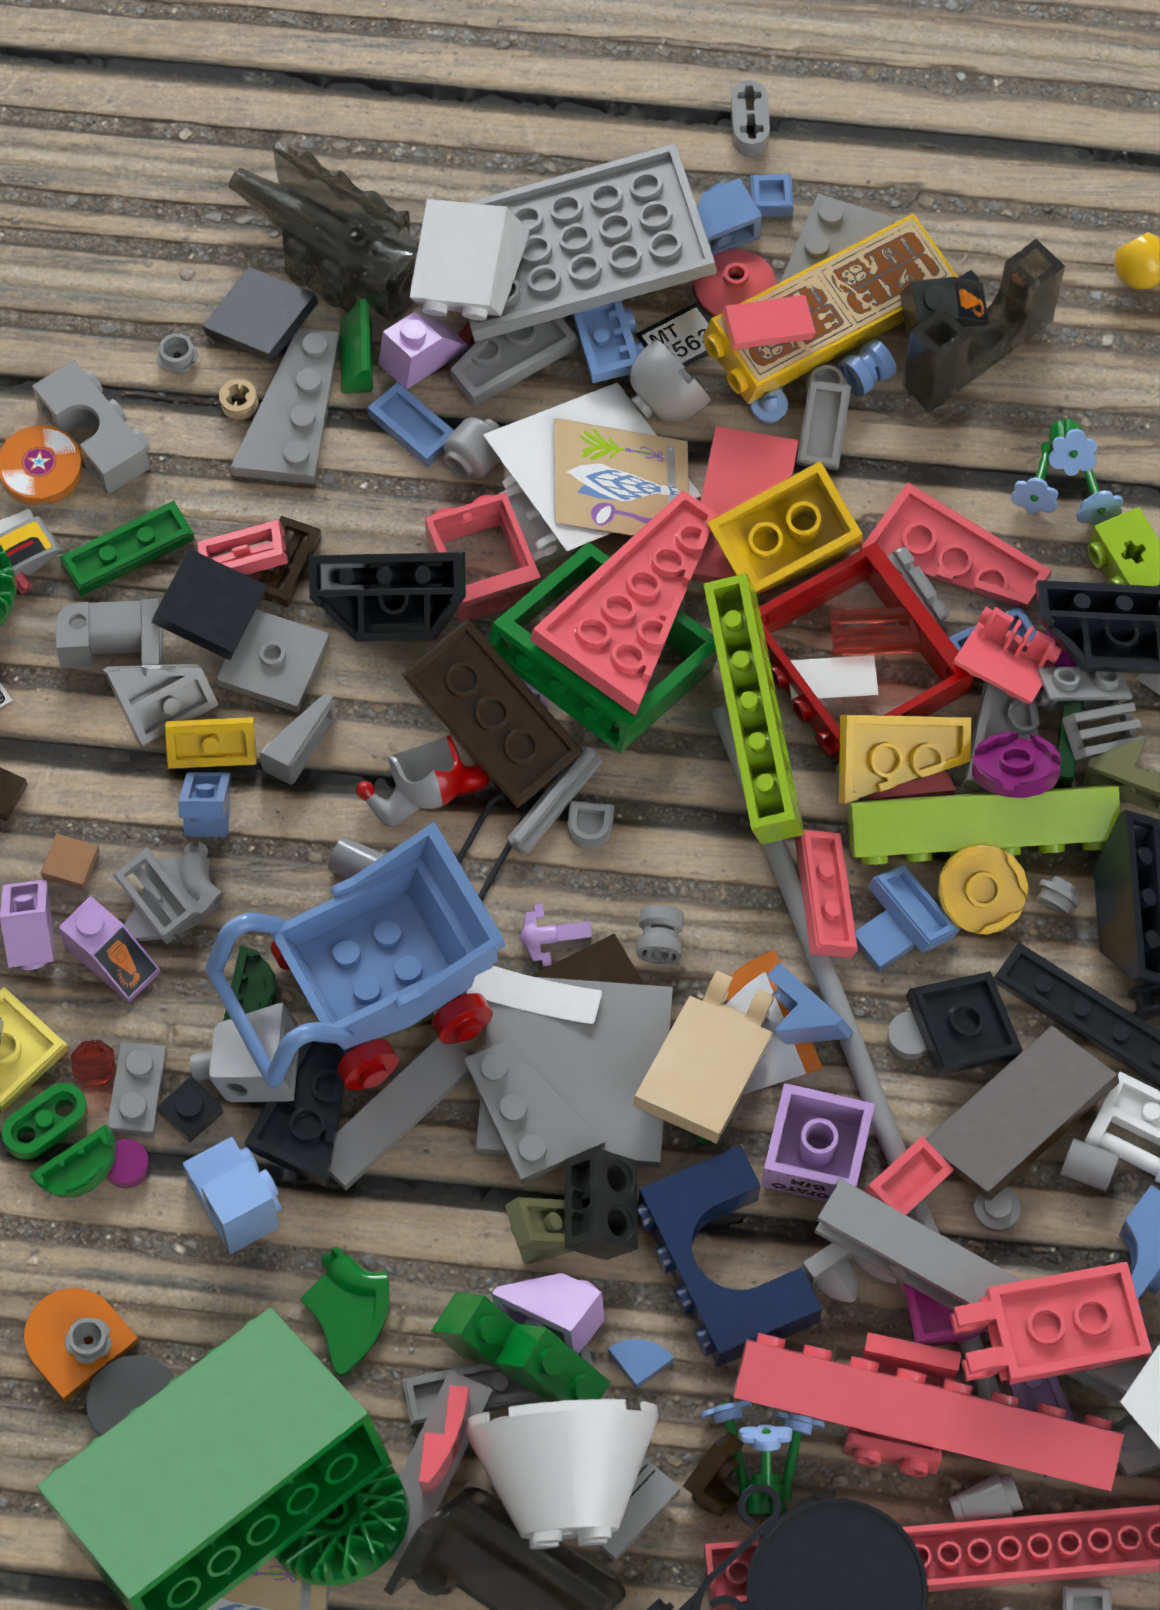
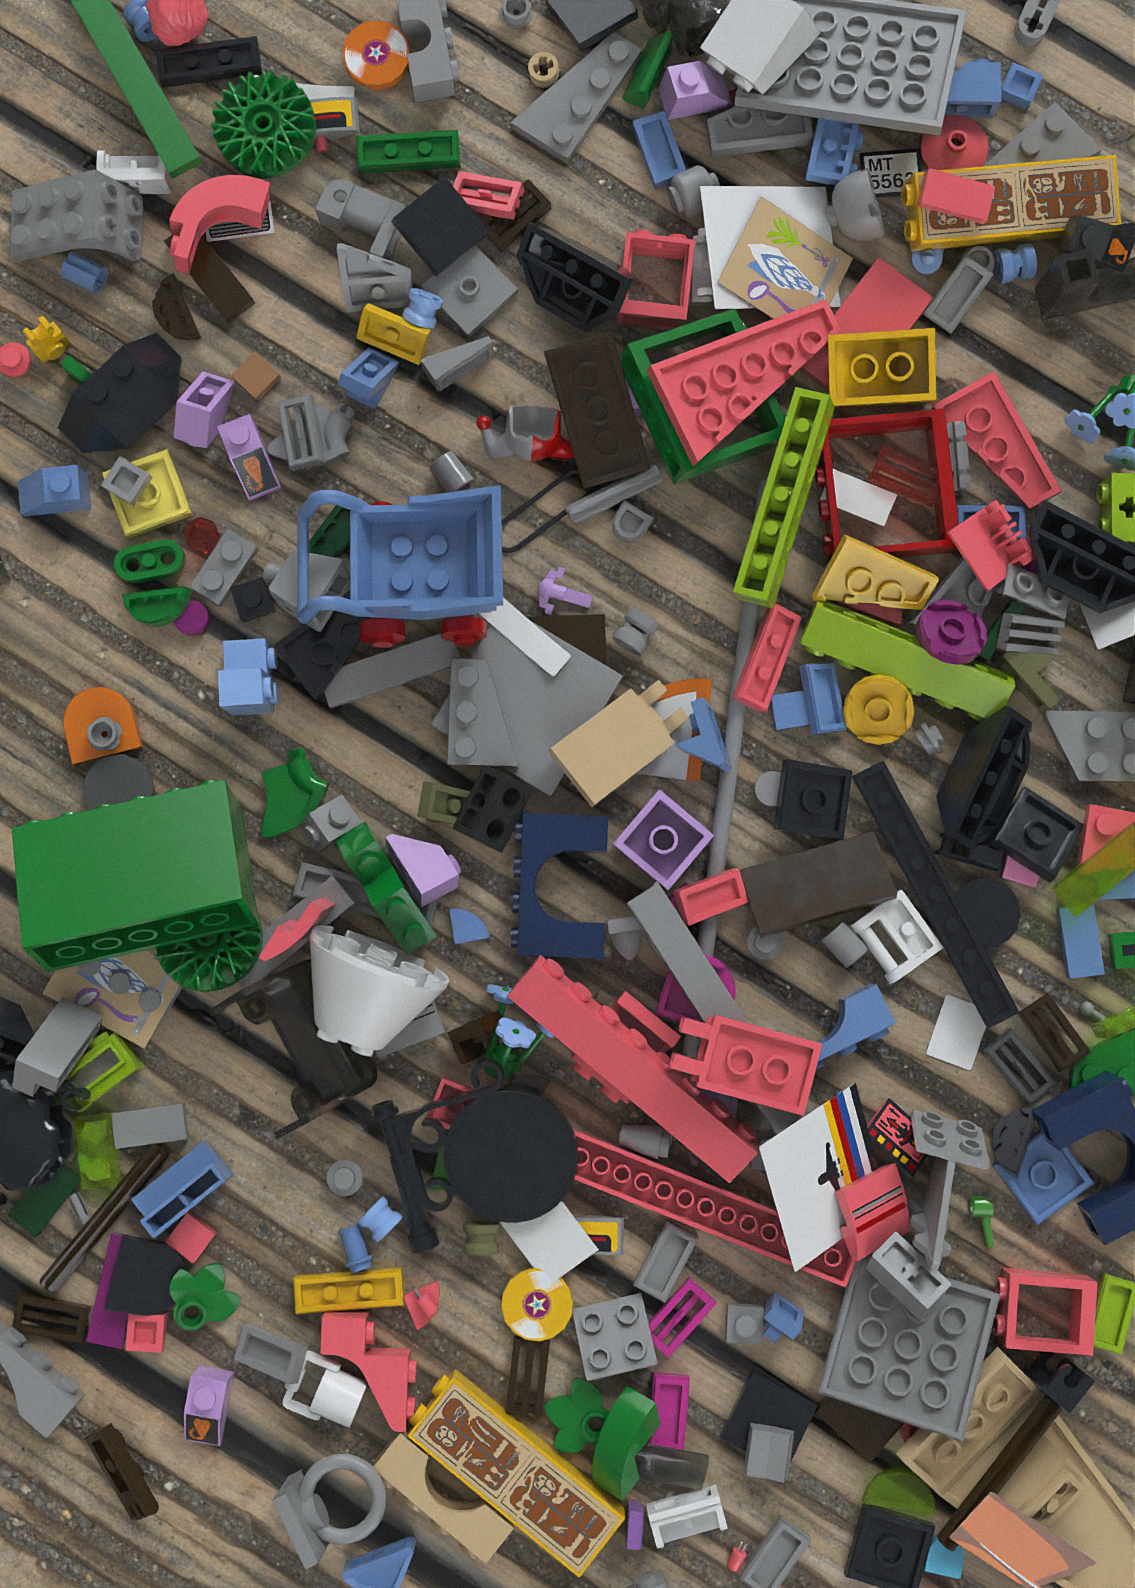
camera: 25 degrees right, 20 degrees up
(231, 699) = (422, 308): none -> light blue wheel
(411, 1319) = (328, 823): none -> light grey bracket

